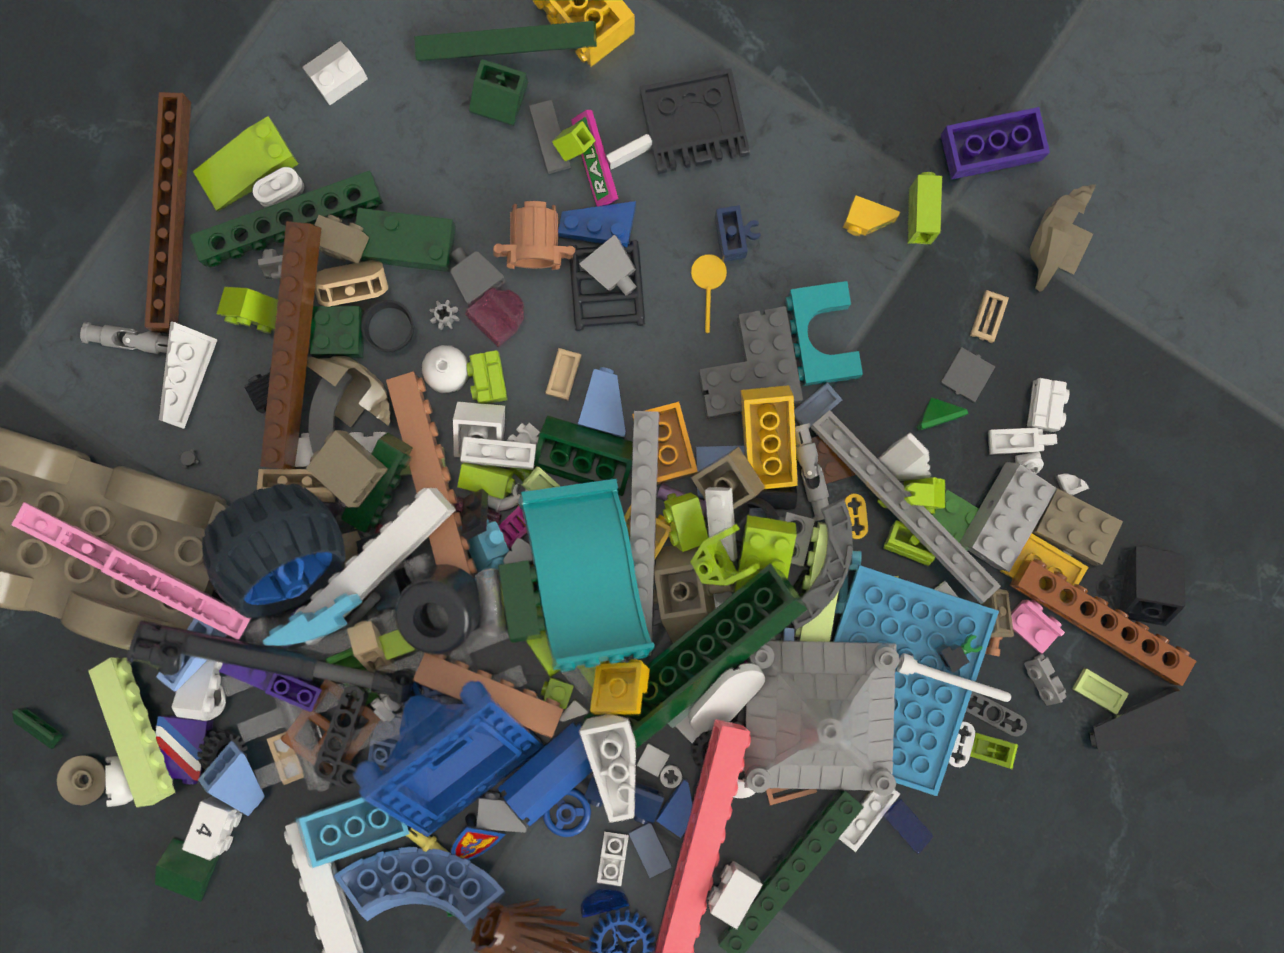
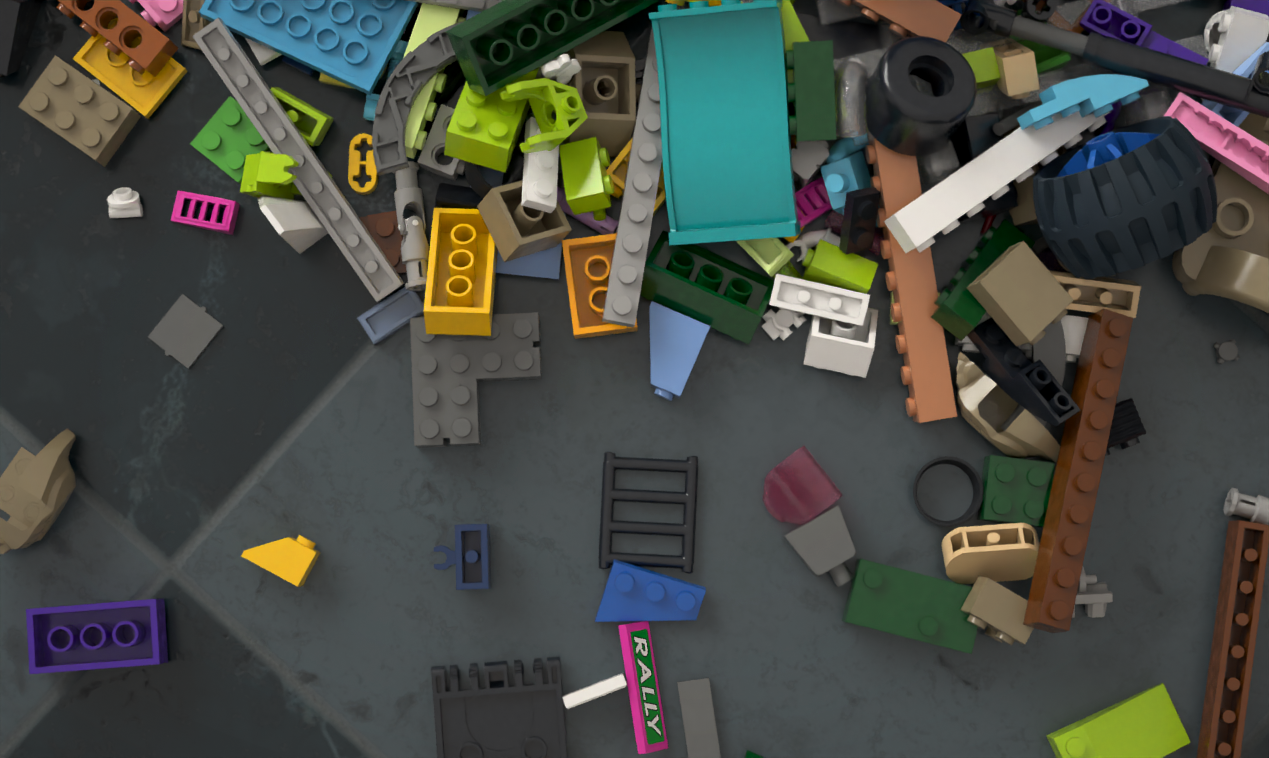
camera: 170 degrees left, 0 degrees up
(184, 370) = (1223, 465): white wing -> none
(247, 308) = (1130, 536): lime brick -> none
(252, 223) = (1180, 637): dark green brick -> none
(278, 187) = (1076, 698): white brick -> none
(338, 407) = (1024, 382): none -> black slope
(441, 308) = (879, 494): light grey gear -> none
(445, 369) = (876, 426): white cylinder -> none
(487, 377) = (822, 405): lime brick -> none
(533, 238) = (738, 583): nougat container -> none
(563, 374) = (721, 400): tan tile -> none
(573, 141) = (668, 710): lime brick -> none
(611, 266) = (639, 530): light grey torso -> none
(708, 273) = (509, 510): yellow piece -> none
(714, 597) = (561, 68): none -> white piece
(816, 366) = (388, 447): teal arch -> none
(924, 208) = (207, 556): lime brick -> none
(938, 413) = (232, 282): green slope -> none
(949, 464) = (229, 217): none -> dark pink slope
(982, 335) = (156, 408): tan tile -> none
(1008, 516) = (166, 134): light grey brick -> none
(1019, 440) = (133, 233): white hinge -> none
(1047, 405) = (88, 274): white brick -> none
(1071, 484) = (75, 169): white tile -> none

